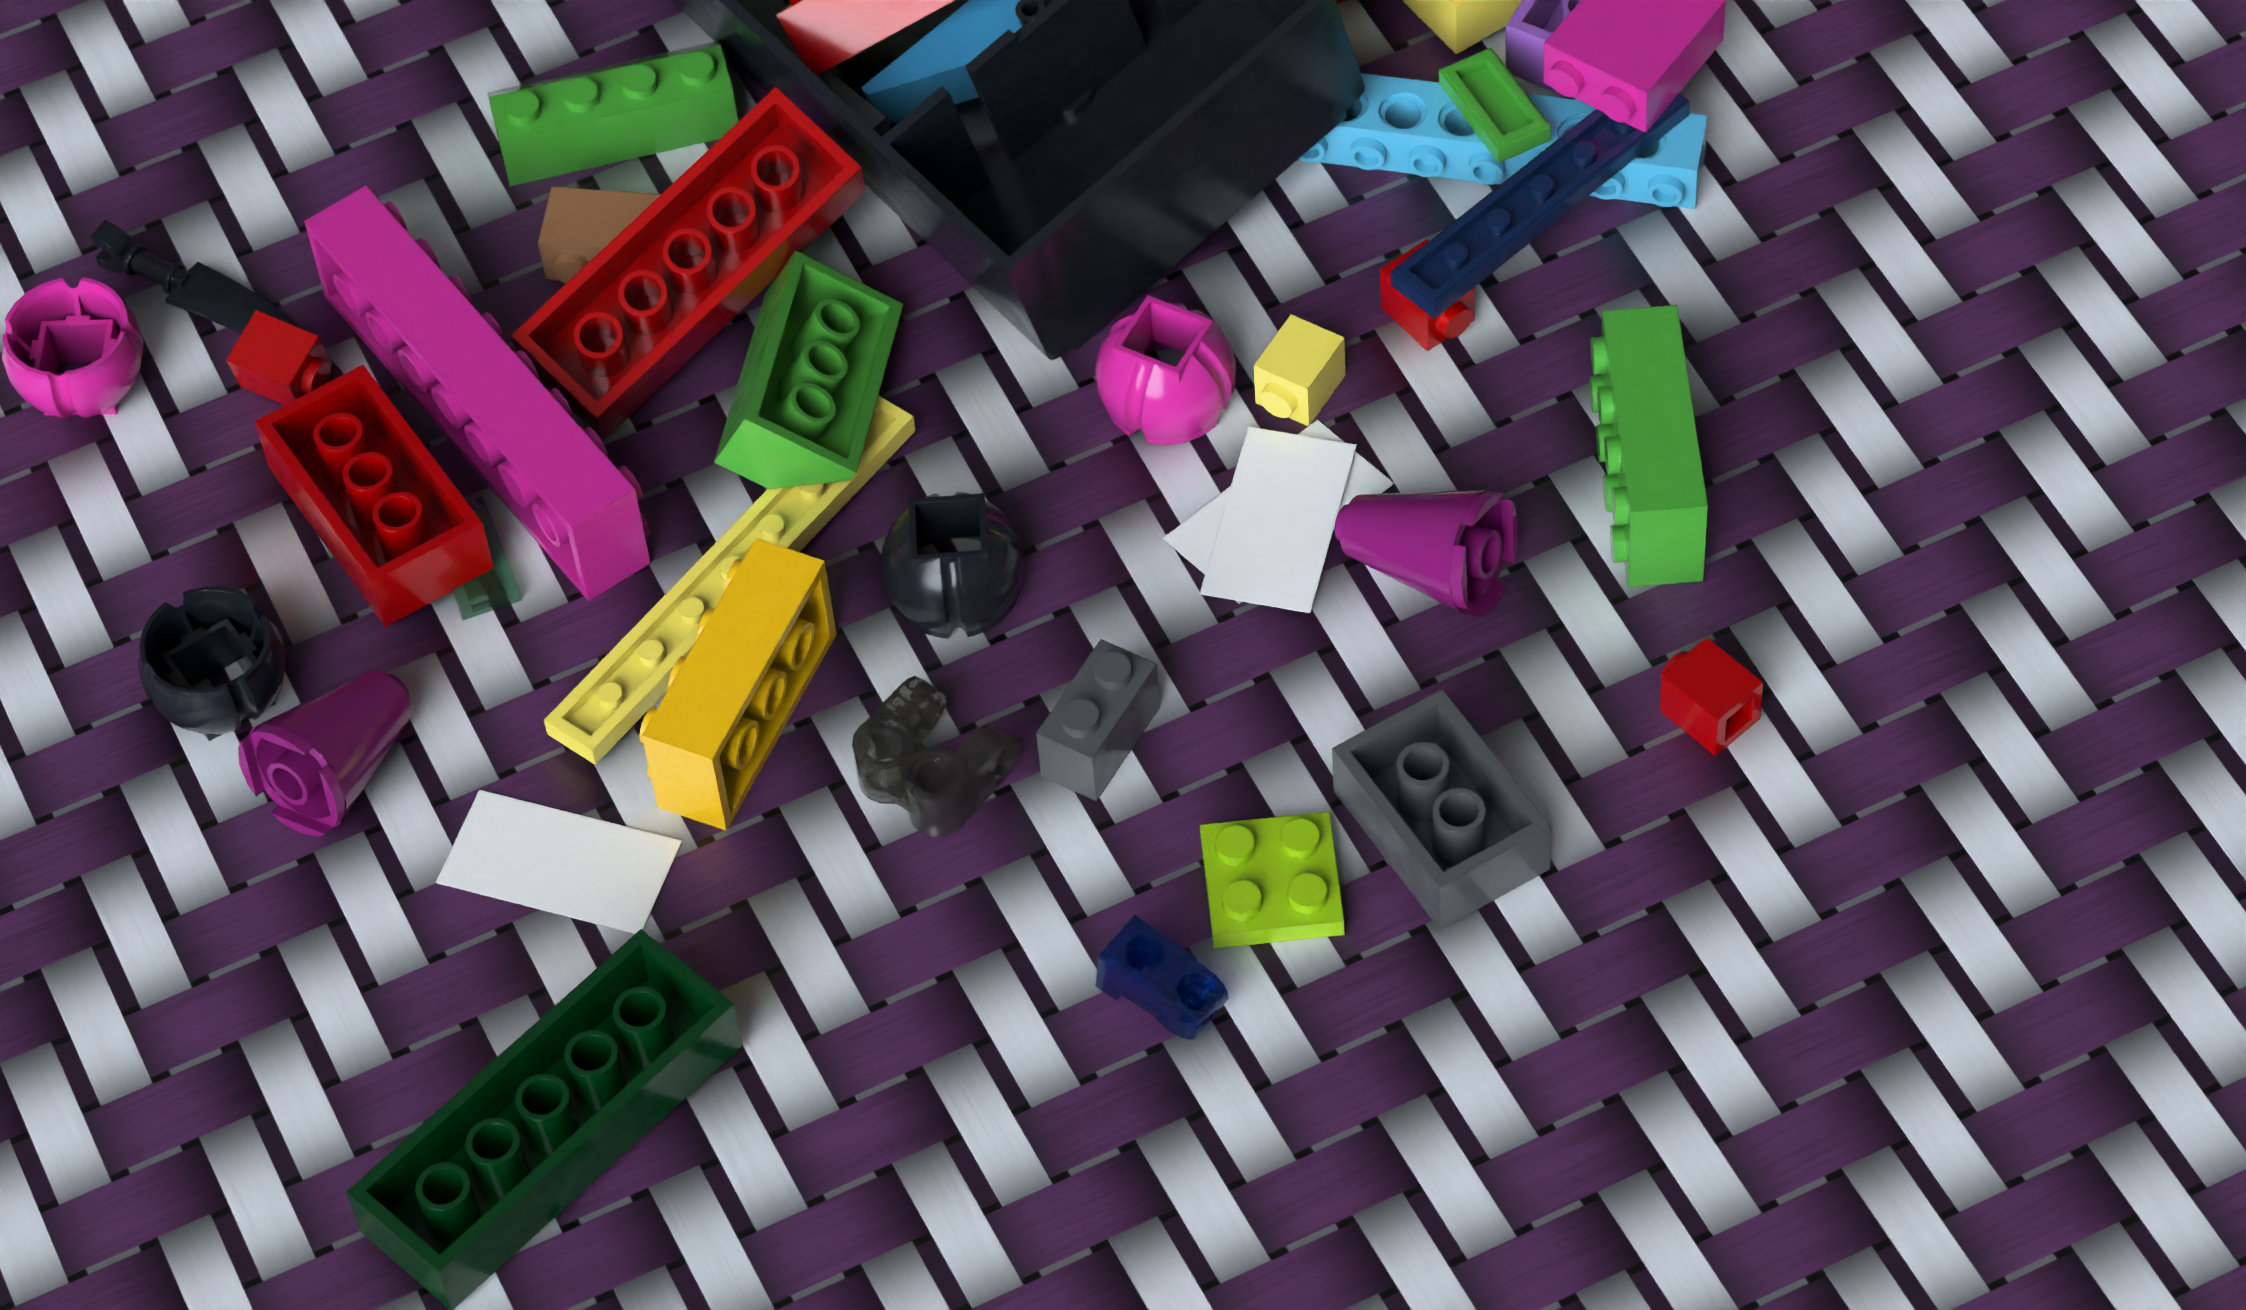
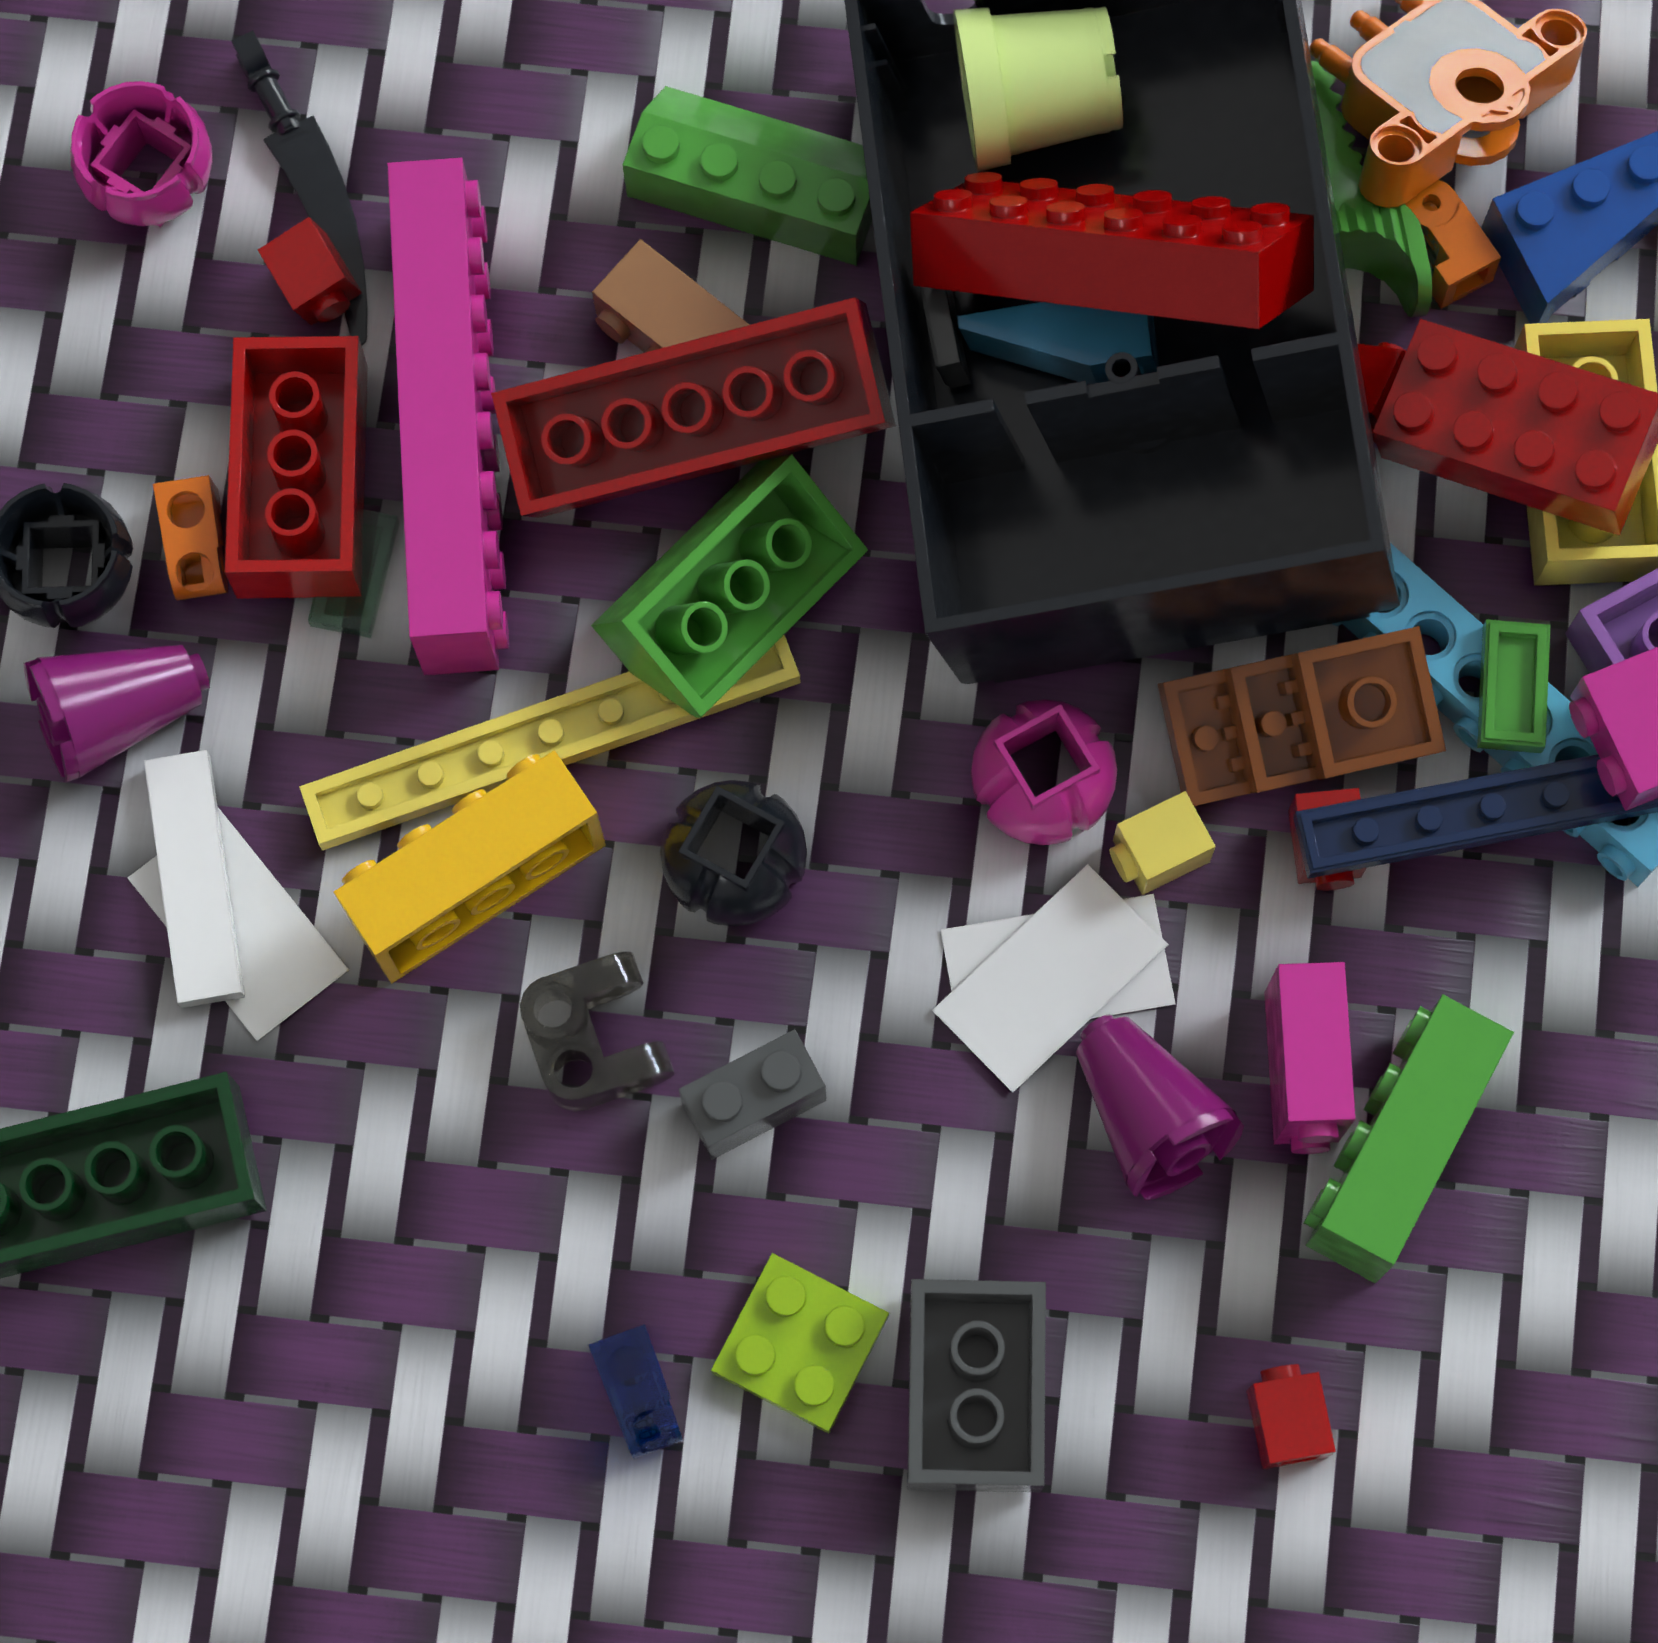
camera: 30 degrees right, 20 degrees up
(314, 598) = (192, 536): none -> orange leg
(498, 844) = (194, 879): none -> white tile
(1343, 221) = (1302, 717): none -> dark orange slope
(1529, 433) = (1309, 1055): none -> dark pink brick

